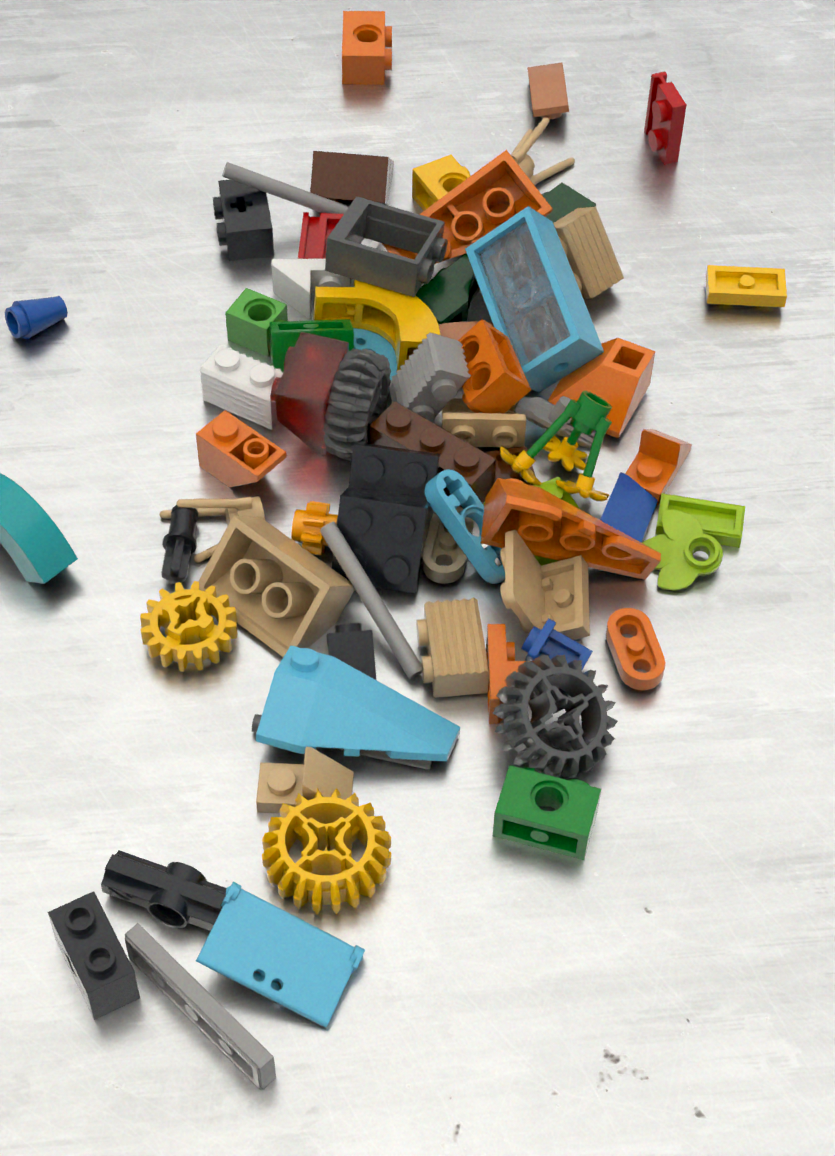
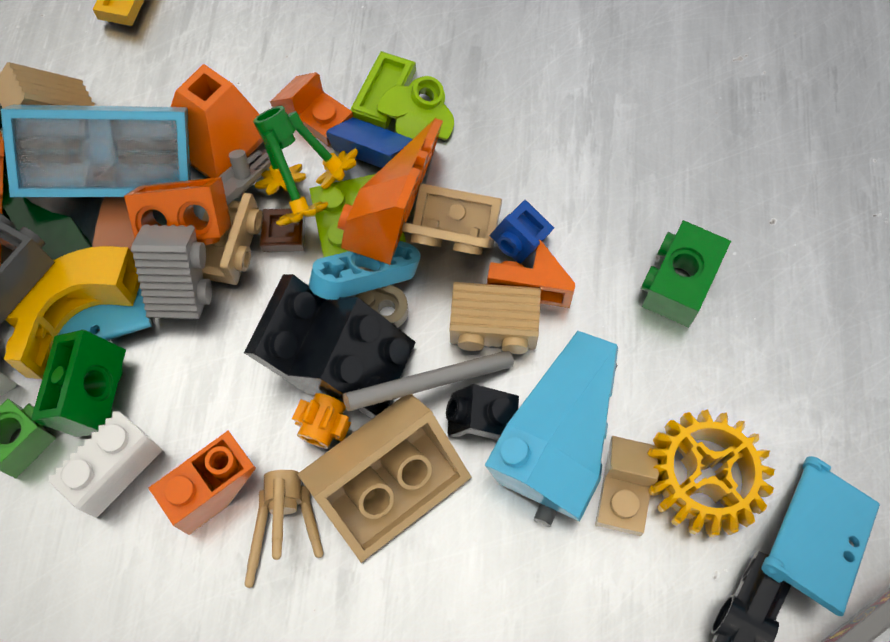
camera: 75 degrees left, 15 degrees up
(179, 544) = (302, 570): black axle -> none
(189, 626) = (403, 590): yellow gear -> none
(305, 387) = (147, 385): clear red slope -> none
(355, 400) = (178, 346): dark grey gear -> none
(408, 430) = (238, 304): reddish brown arch -> none
(578, 745) = (600, 242): dark grey gear -> none
(636, 652) = (518, 167): orange plate -> none

